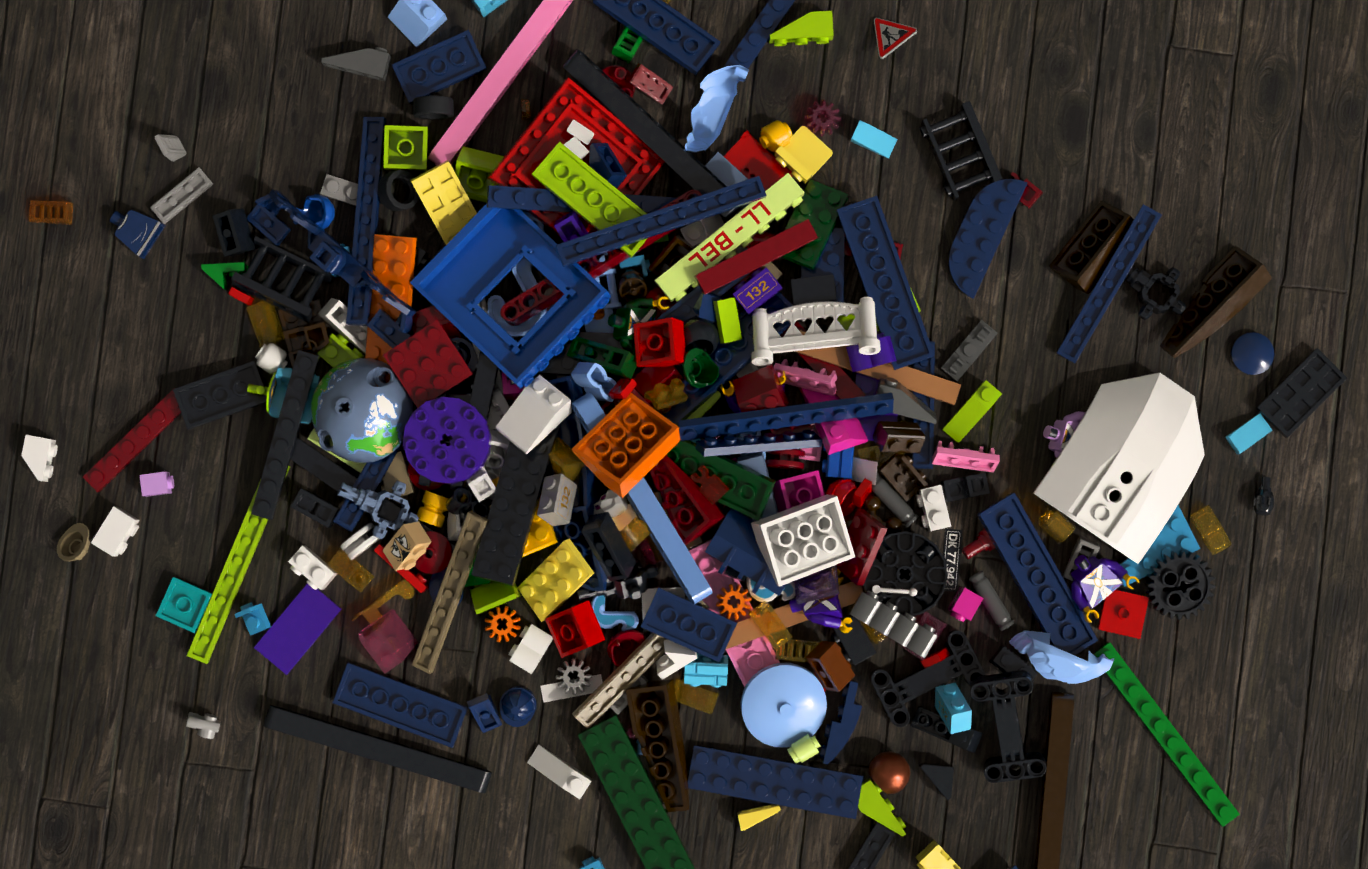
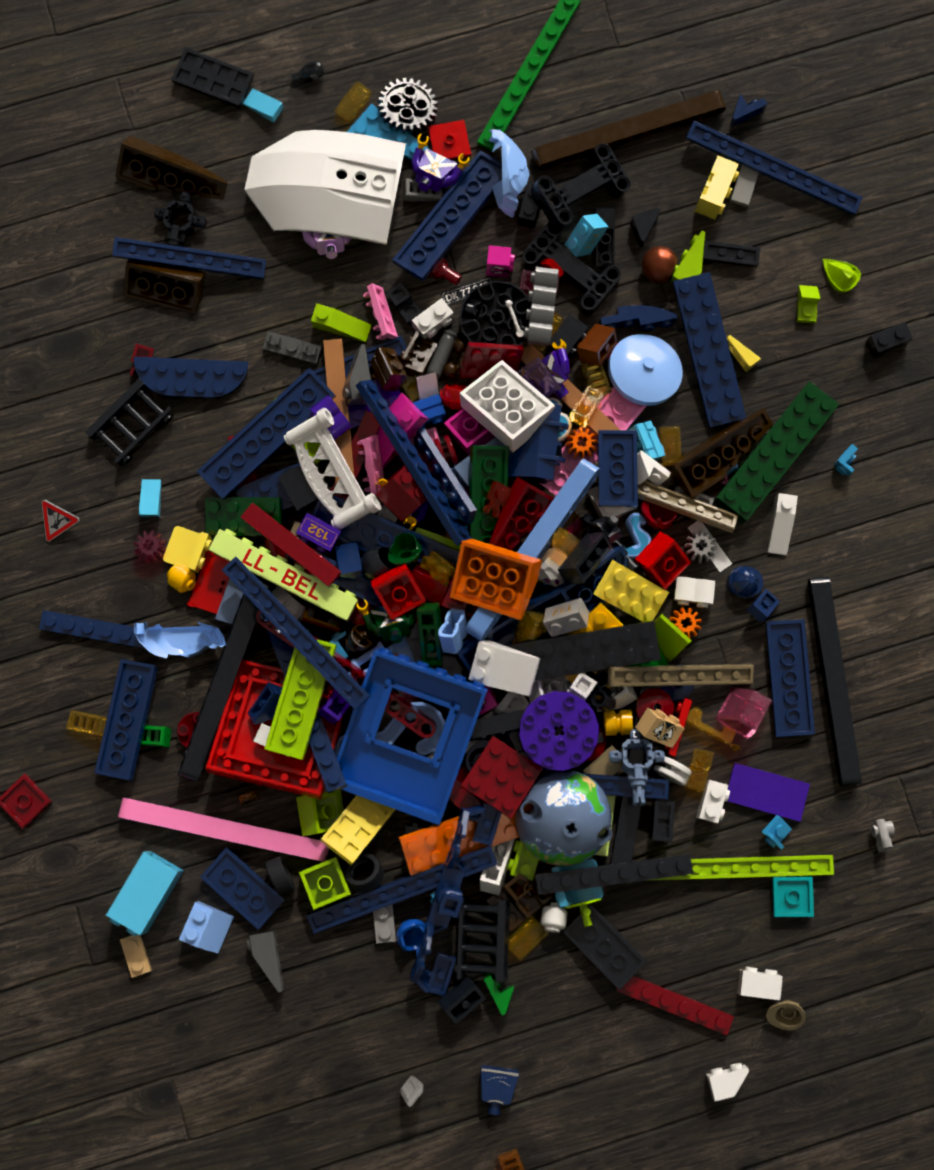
camera: 120 degrees left, 5 degrees down
(156, 484) = (703, 967): lavender brick -> none
(181, 195) = (449, 1062): light grey tile -> none
(241, 296) = (513, 968): red tile -> none
(580, 132) = (248, 738): white sticker -> none
(622, 388) = (449, 605): red tile -> none
(650, 84) = (181, 701): dark red plate -> none
(727, 320) = (353, 546): lime tile -> none
(804, 748) = (672, 338): yellowish green brick -> none
(811, 27) = (75, 586): lime slope -> none
(862, 493) = (446, 380): red tile -> none
(991, 600) = (491, 238): dark grey axle -> none
(1056, 525) = (404, 217): clear yellow brick -> none
(1252, 353) = (197, 128): dark blue dish -> none

